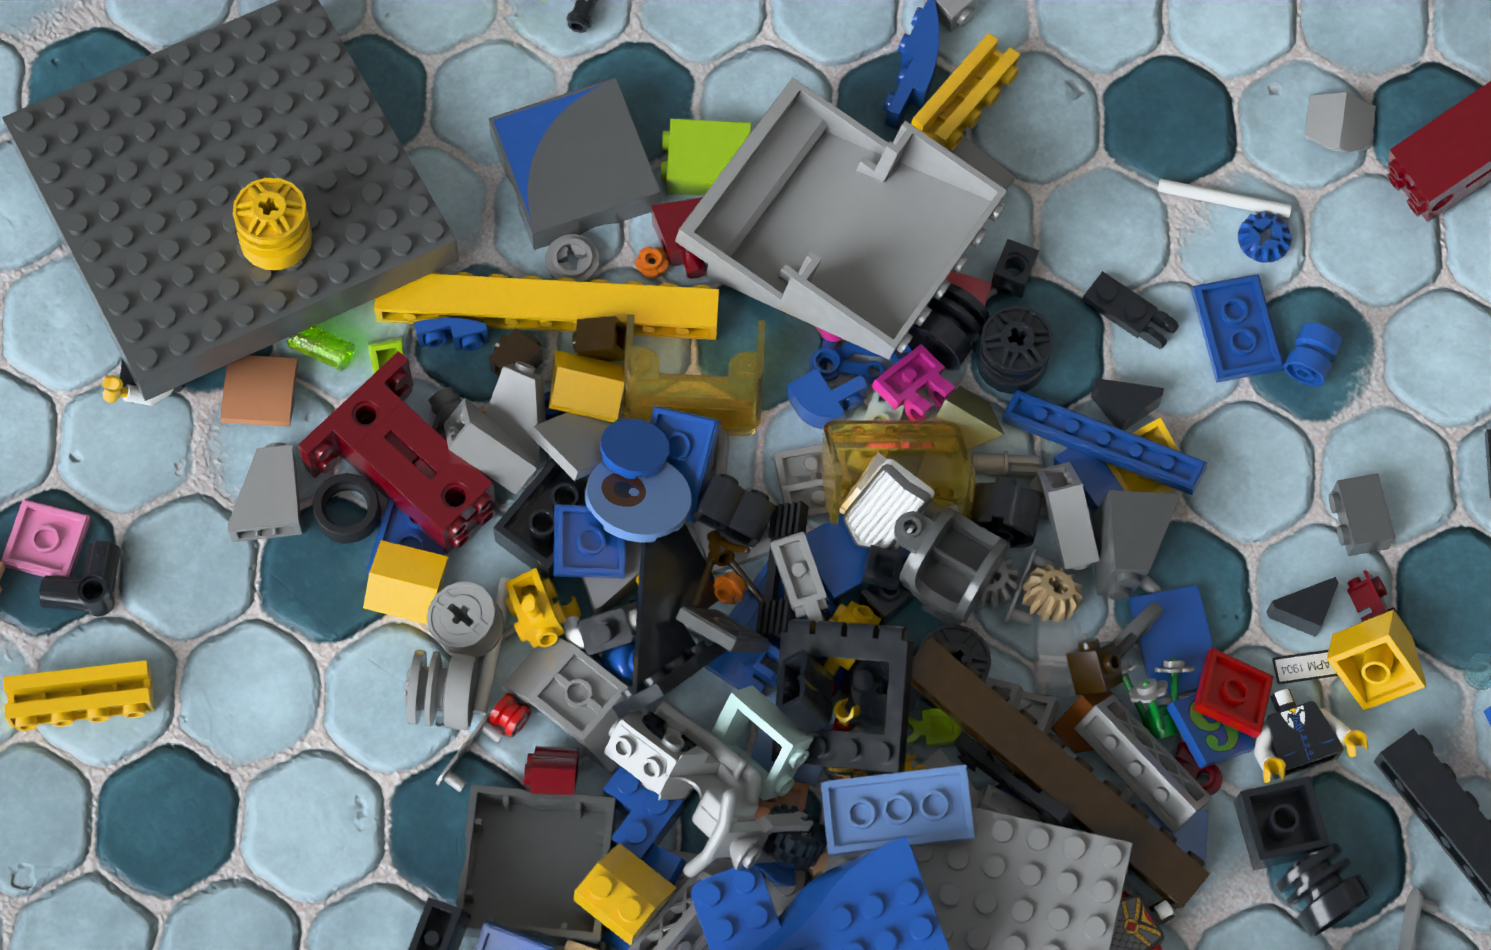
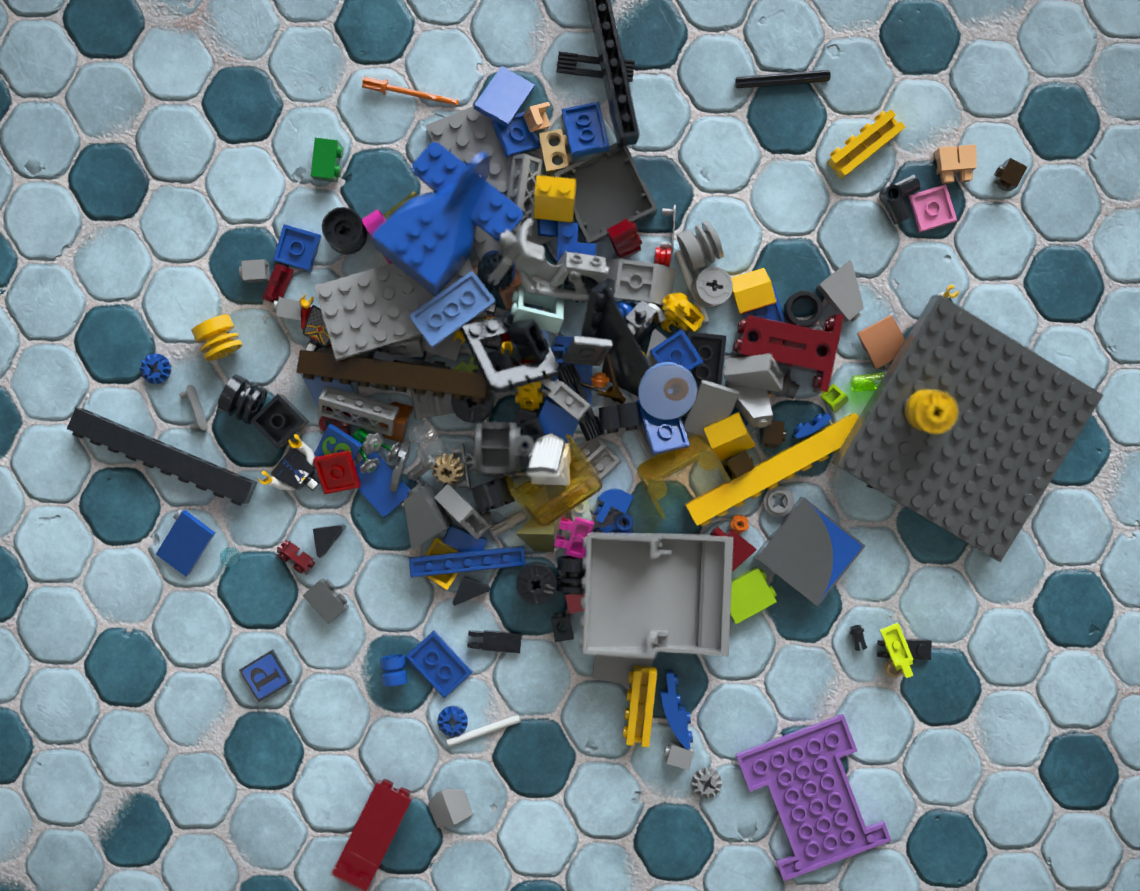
camera: 155 degrees right, 20 degrees up
(134, 878) = (782, 79): none -> black axle
(634, 448) = (684, 414): blue tile -> none
(1093, 618) = (421, 468): none -> light grey axle
(1094, 666) = (405, 440): dark brown brick -> none
(1303, 667) = (313, 509): white sticker -> none
(1377, 660) = (278, 528): yellow slope -> none

